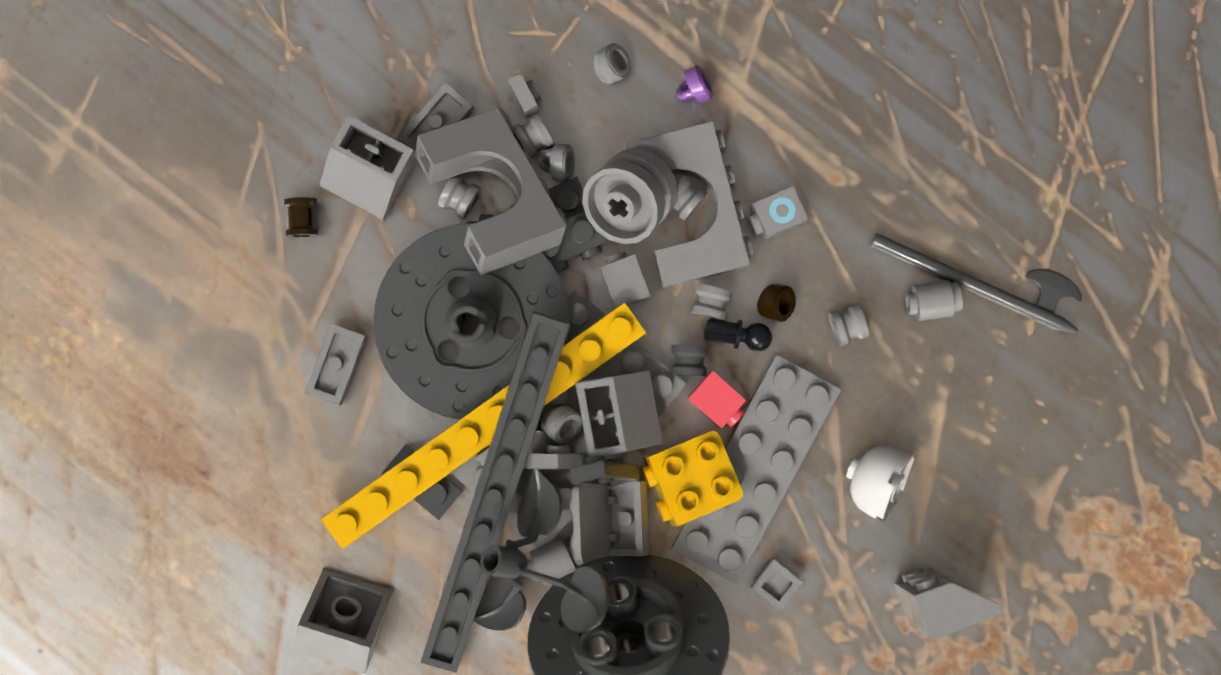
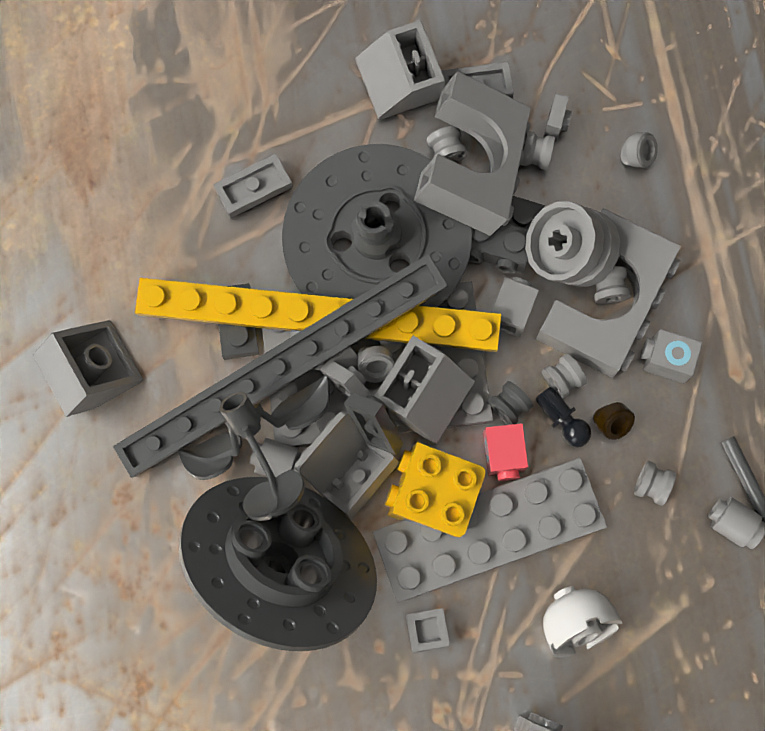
camera: 40 degrees right, 10 degrees down
(301, 217) = (323, 67): dark brown bush -> none
(561, 161) = (542, 184): light grey tile -> none
(695, 86) = (689, 216): medium lavender tile -> none

